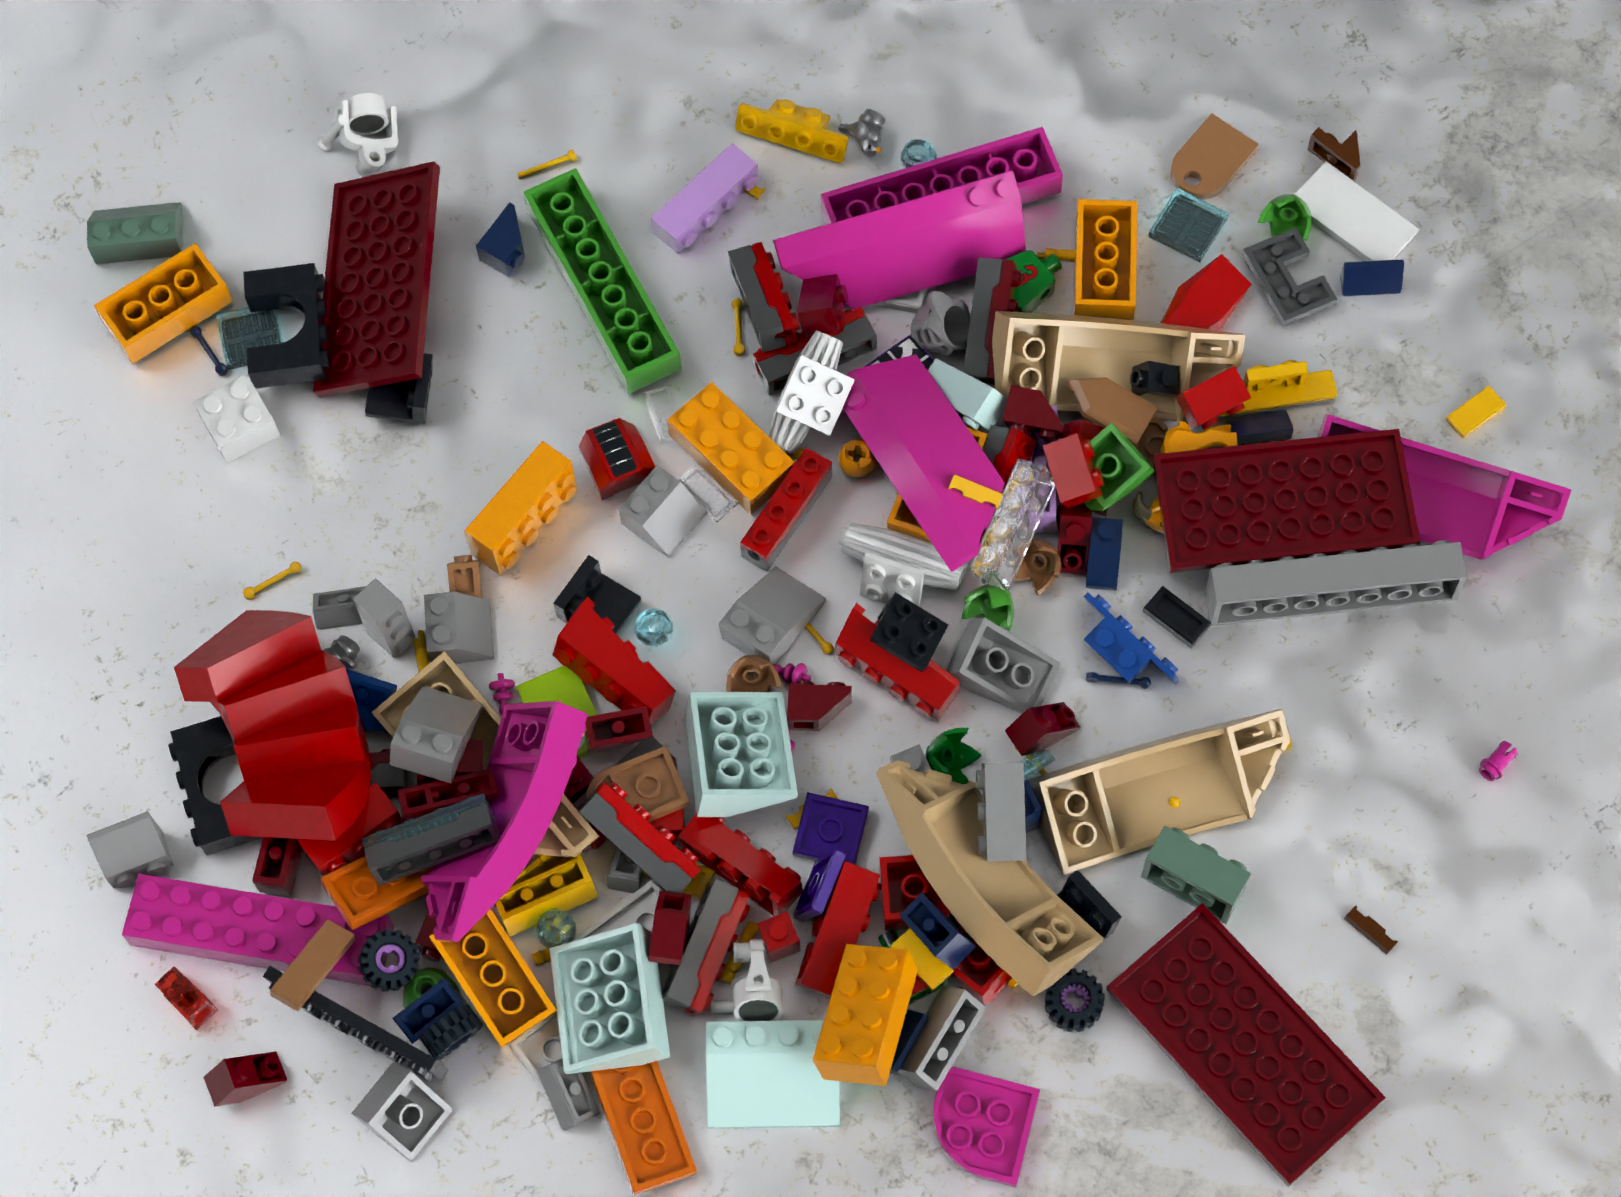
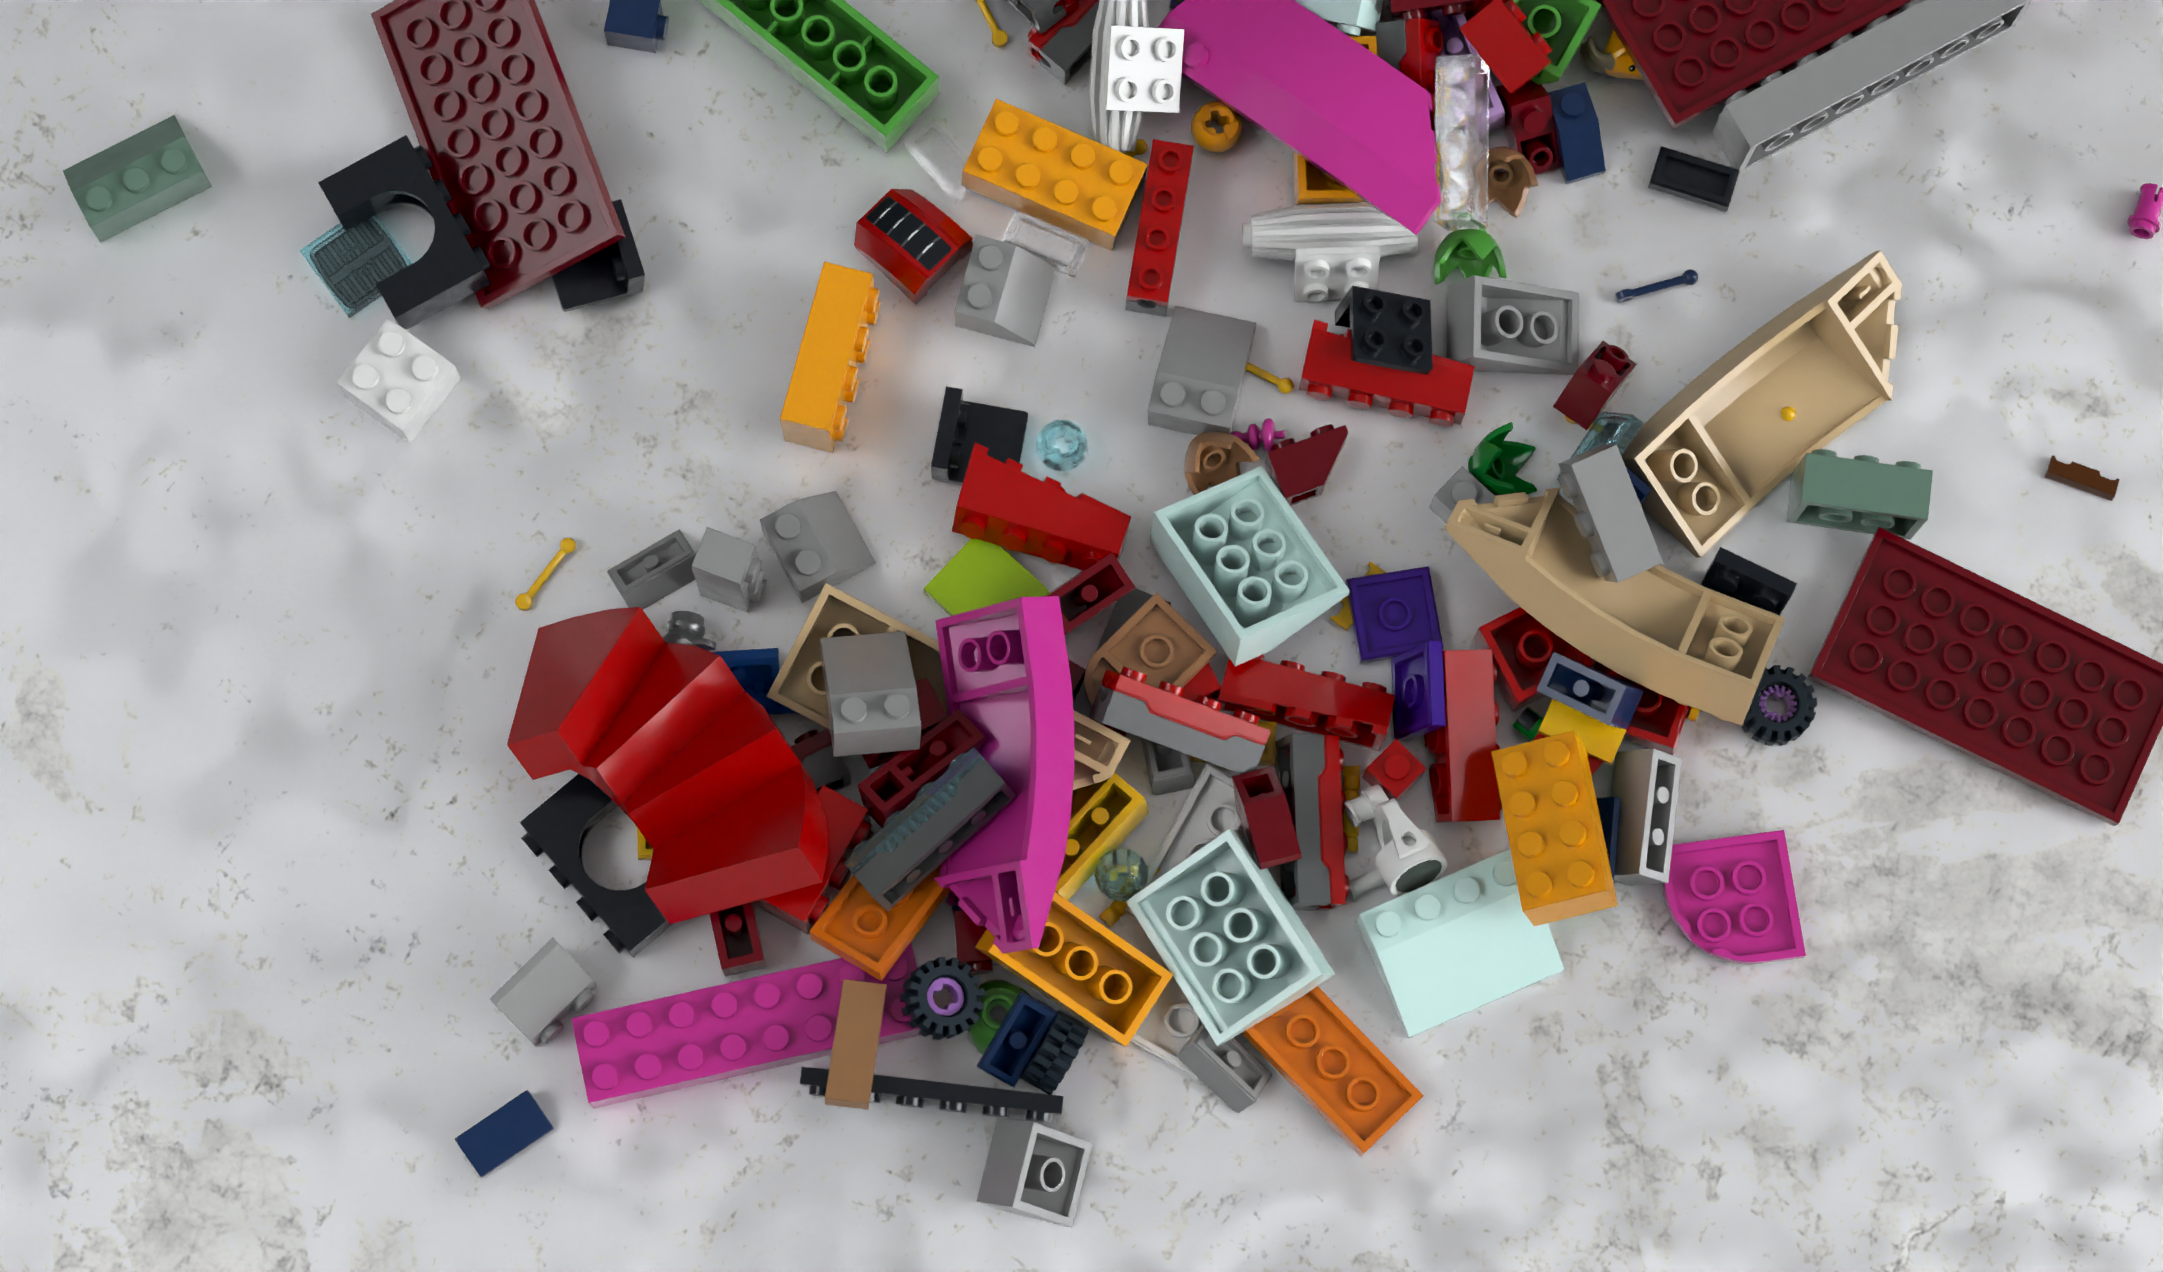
camera: 30 degrees left, 10 degrees up
(62, 935) = (504, 1133): none -> dark blue slope
(163, 303) = (227, 263): light orange brick -> none
(186, 998) = (699, 1144): clear red leg -> none
(220, 368) = (339, 320): dark blue hinge -> none
(244, 1077) = (822, 1213): dark red slope -> none
(421, 651) = (785, 597): yellow wheel -> none
(465, 576) = (793, 472): medium nougat bracket -> none
(502, 686) = (911, 606): dark pink hair -> none
(975, 491) = (1404, 120): yellow piece -> none
(1120, 647) = (1646, 245): blue bracket -> none

